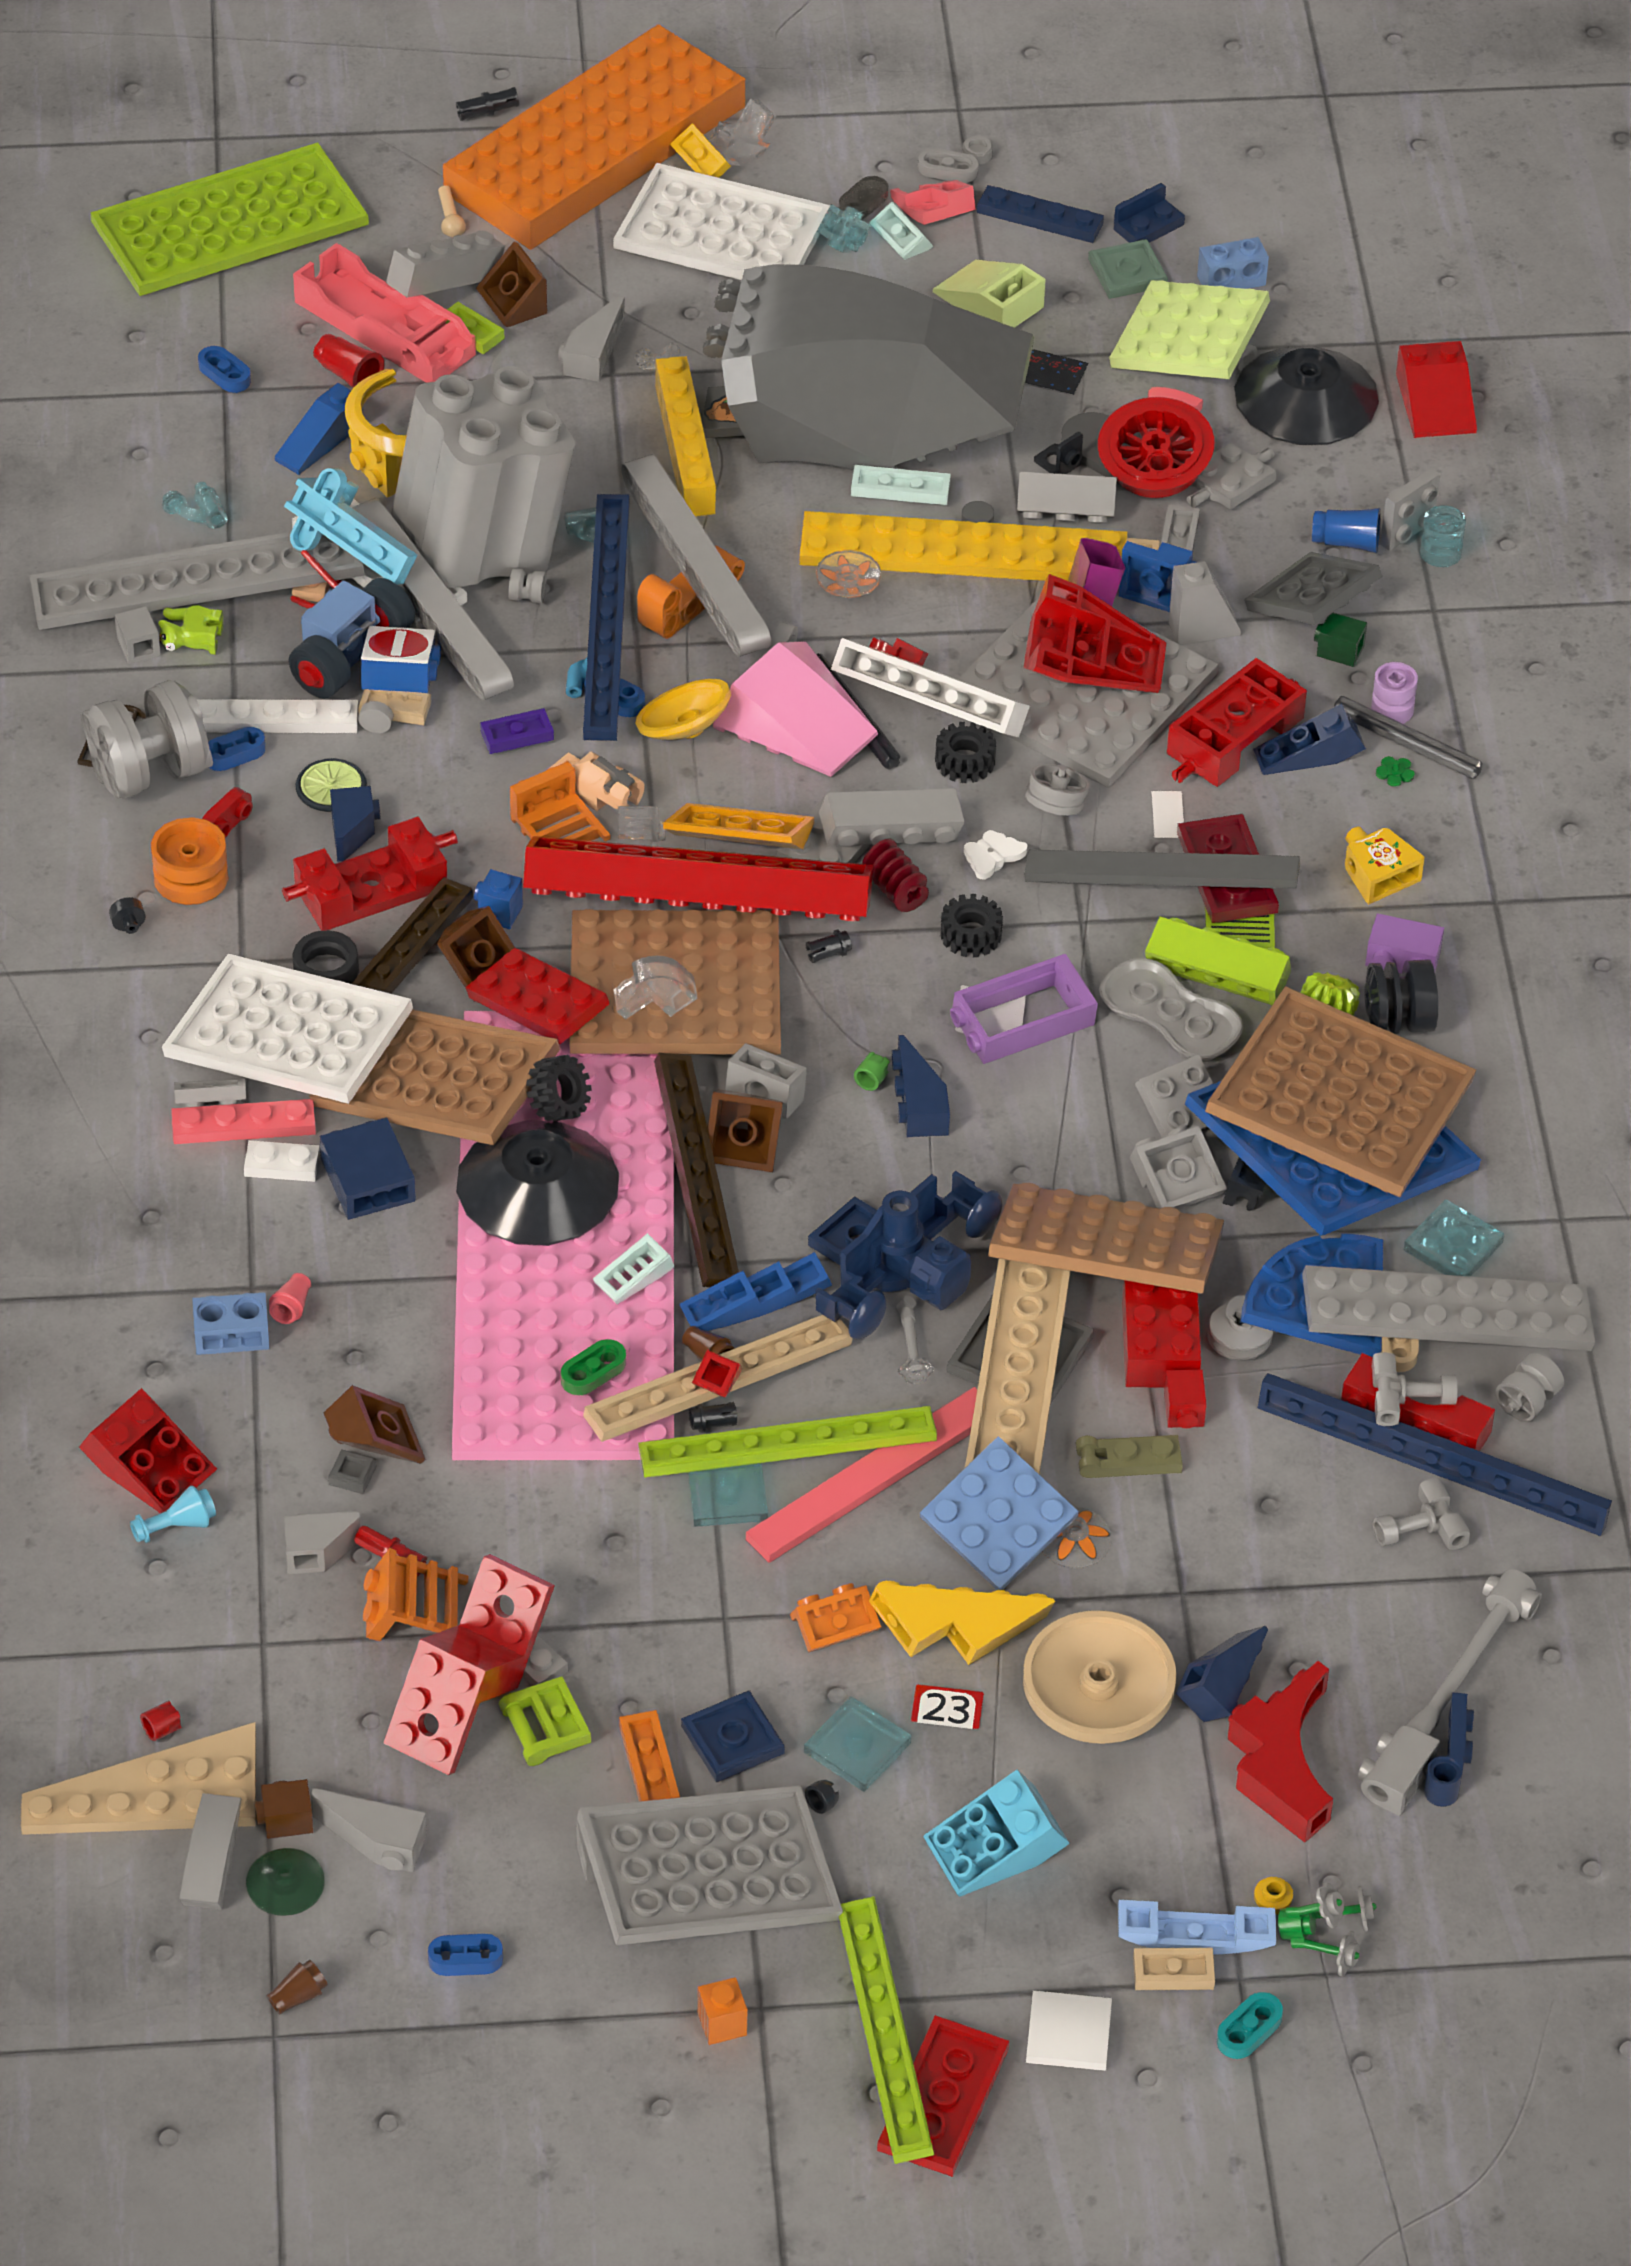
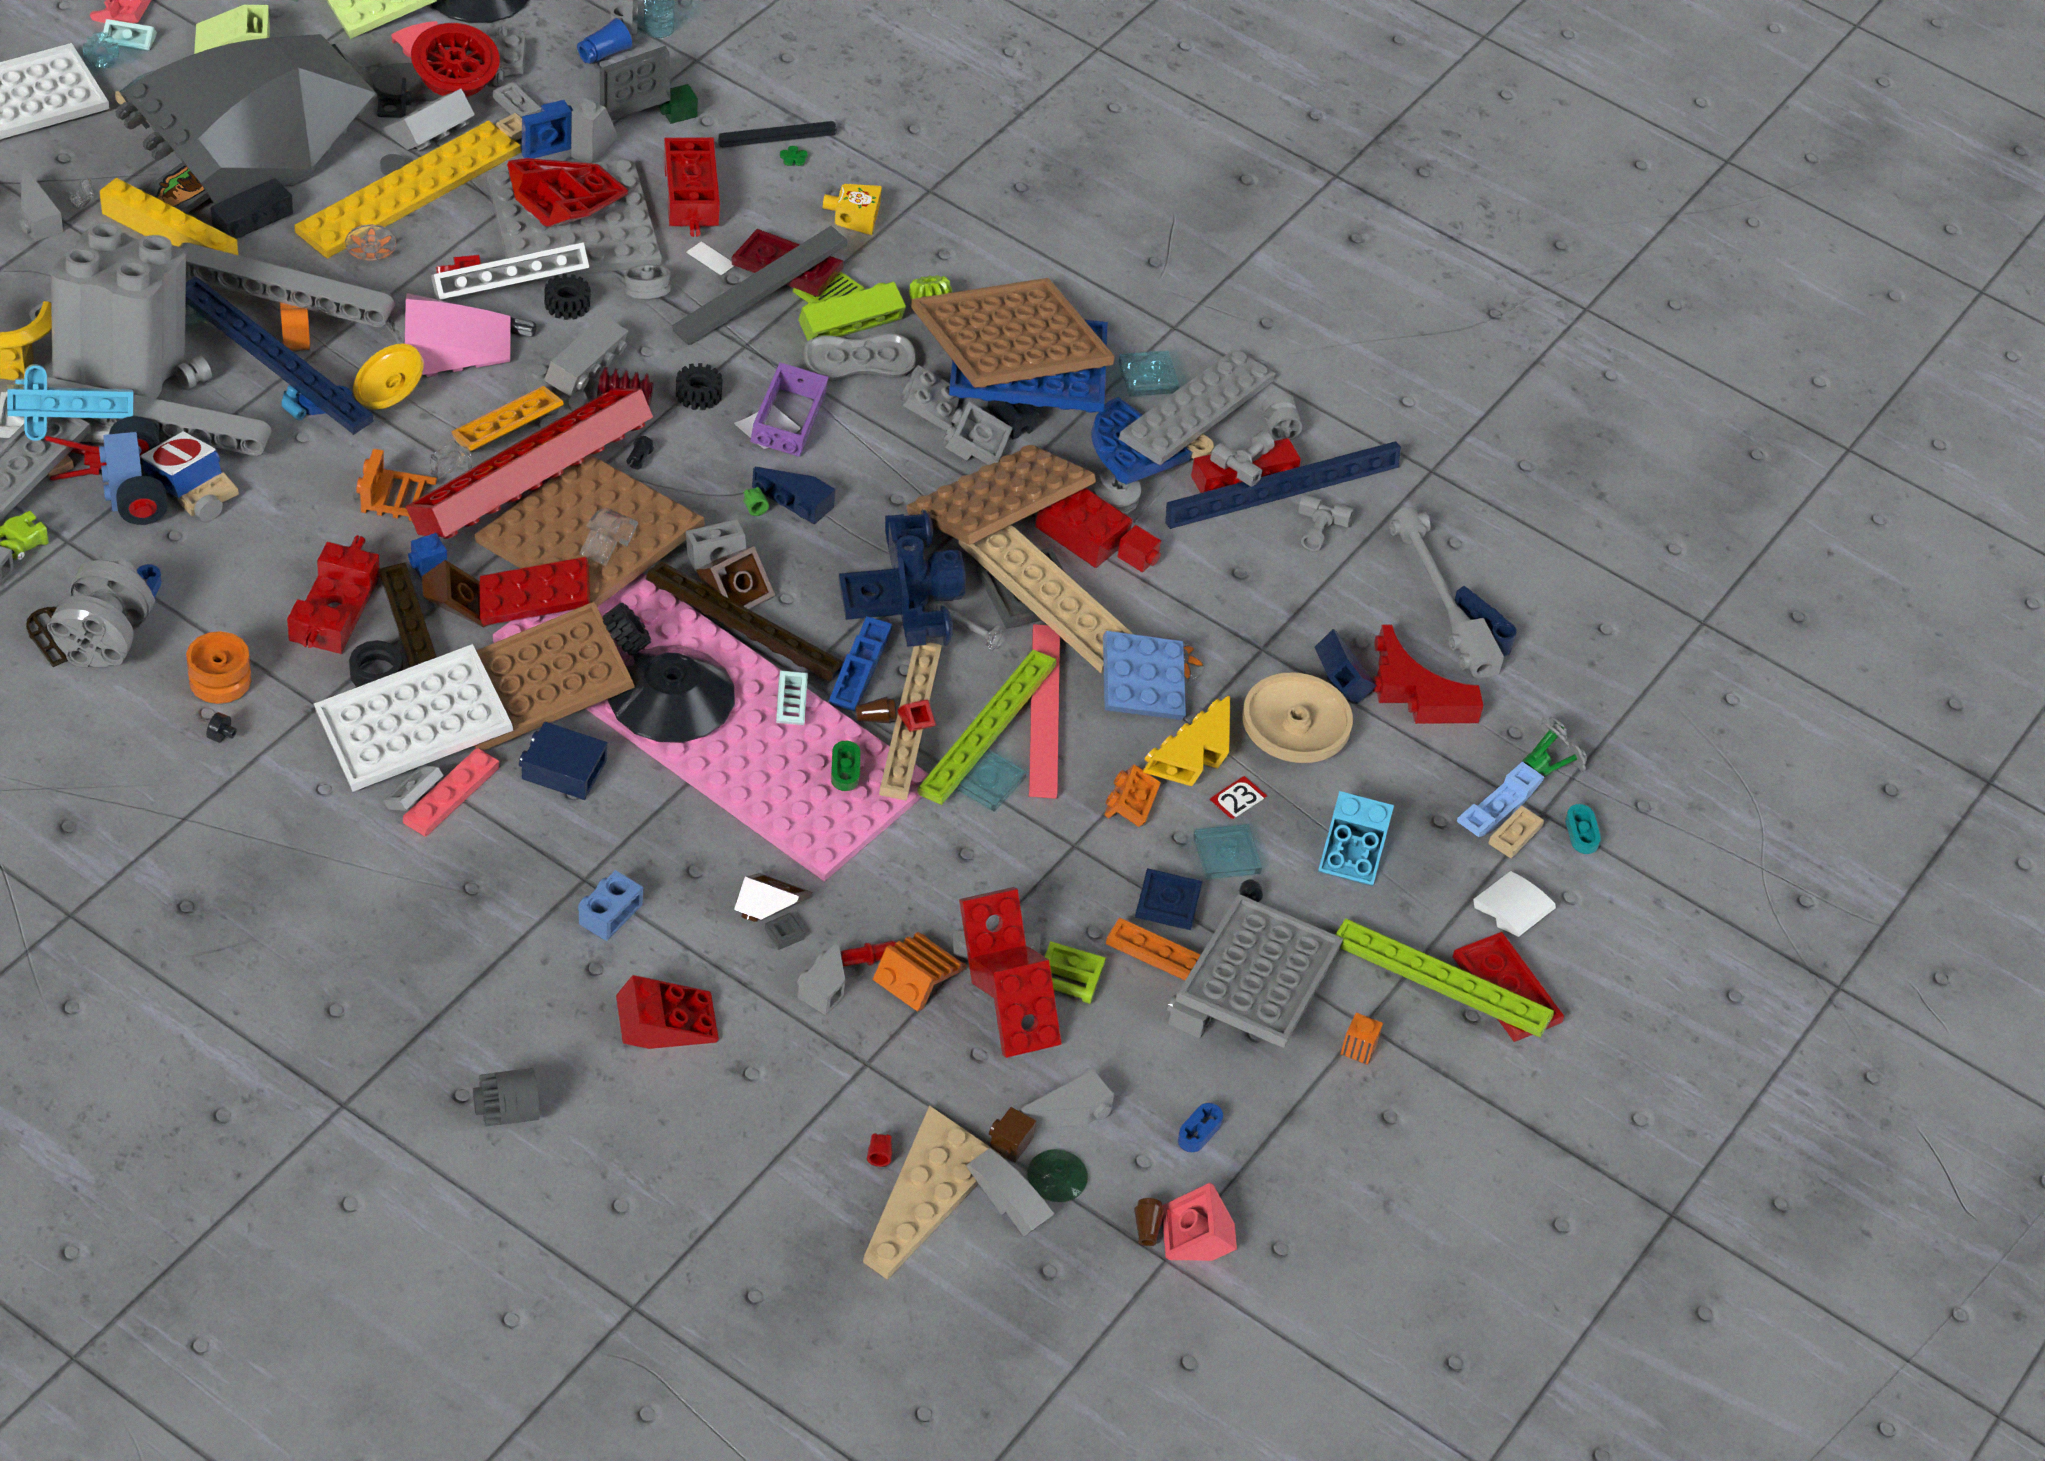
camera: 55 degrees left, 0 degrees up
(189, 1510) = (732, 1022): medium azure piece -> none
(230, 810) = (197, 618): red plate -> none
(280, 715) = (152, 542): white plate -> none
(282, 1161) = (504, 796): white plate -> none
(289, 1301) = (623, 863): coral cone -> none
(319, 777) = (229, 567): yellowish green wheel -> none
(329, 2033) = (1198, 1226): none -> coral slope
(352, 818) = (274, 575): dark blue slope -> none
(517, 731) = (301, 458): dark purple plate -> none
(602, 782) = (397, 448): light nougat plate -> none
(711, 1416) = (929, 745): black pin -> none
(782, 470) = (252, 209): none -> black brick
(866, 195) = (81, 26): clear smoke plate -> none
(900, 484) = (328, 175): light aqua plate -> none
(991, 853) = (656, 340): white animal -> none
(1099, 568) = (513, 144): magenta piece -> none
(1129, 1456) = (1149, 599): olive plate -> none
(1273, 1884) = (1505, 759): yellow plate -> none
(1312, 744) = (741, 166): dark blue slope -> none
(1395, 691) = (747, 111): lavender wheel -> none
(1403, 940) = (929, 240): medium lavender brick -> none
(1408, 997) = (970, 262): black wheel -> none

